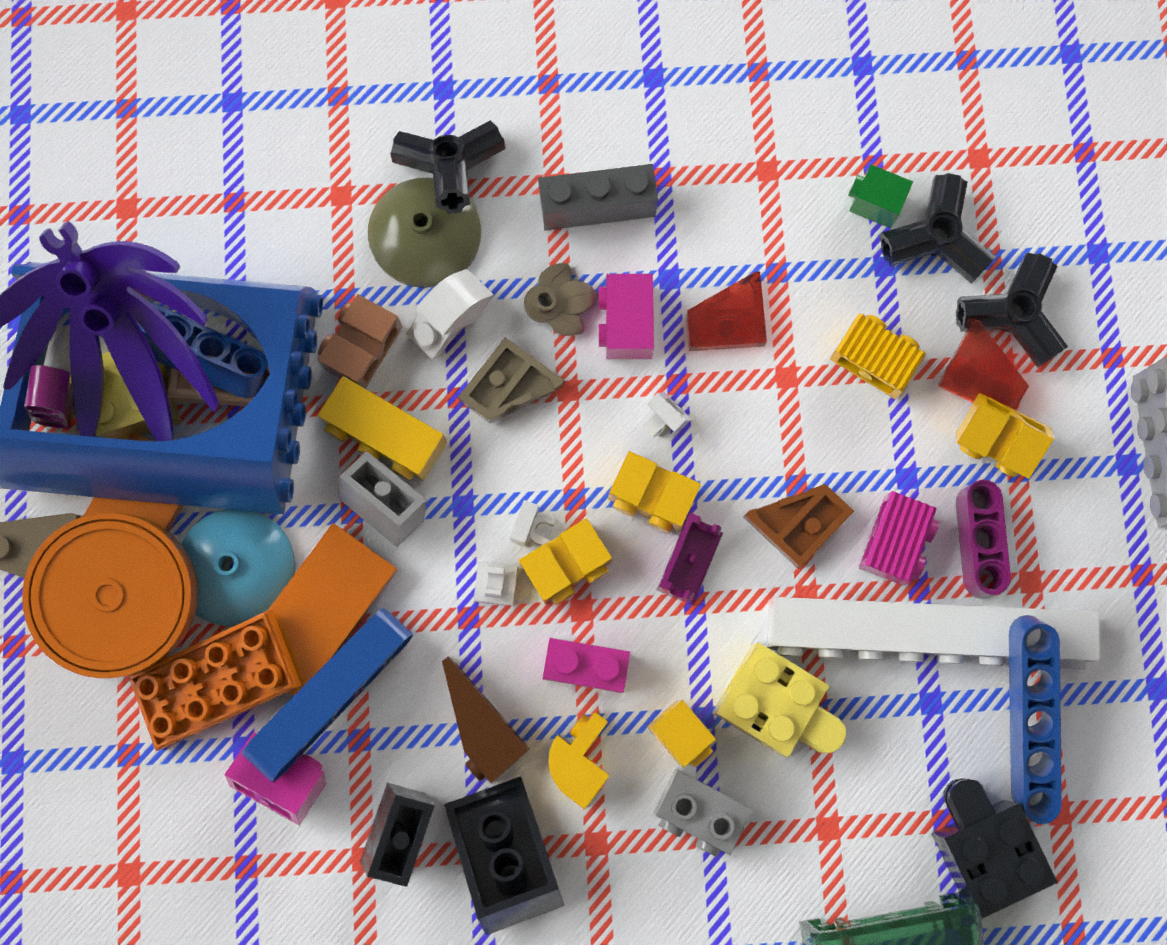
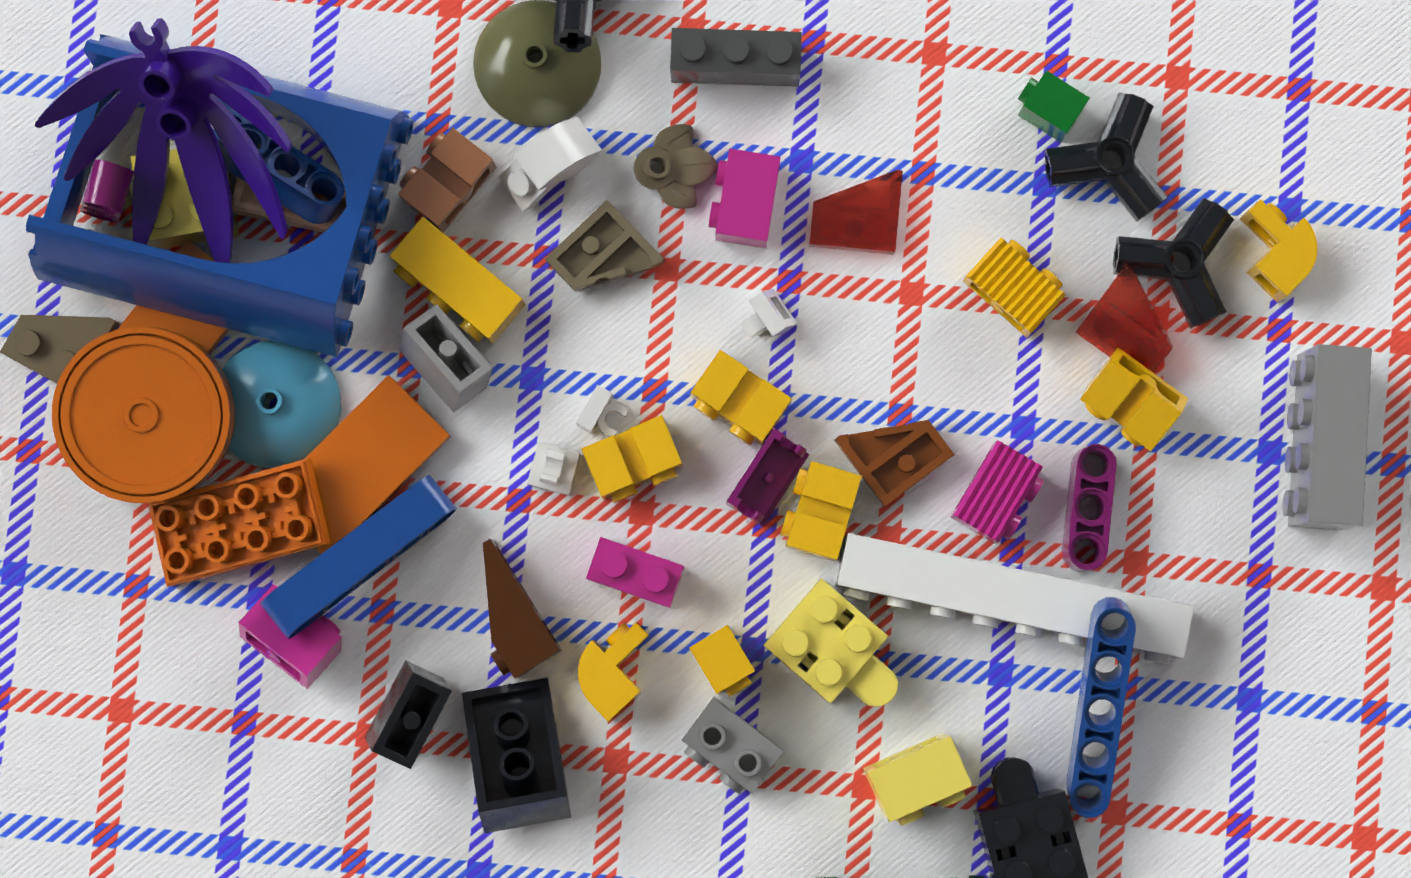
camera: 15 degrees right, 5 degrees up
(744, 581) = (822, 510): none -> yellow brick
(882, 814) = (918, 778): none -> light yellow brick
(1110, 286) = (1290, 251): none -> yellow brick

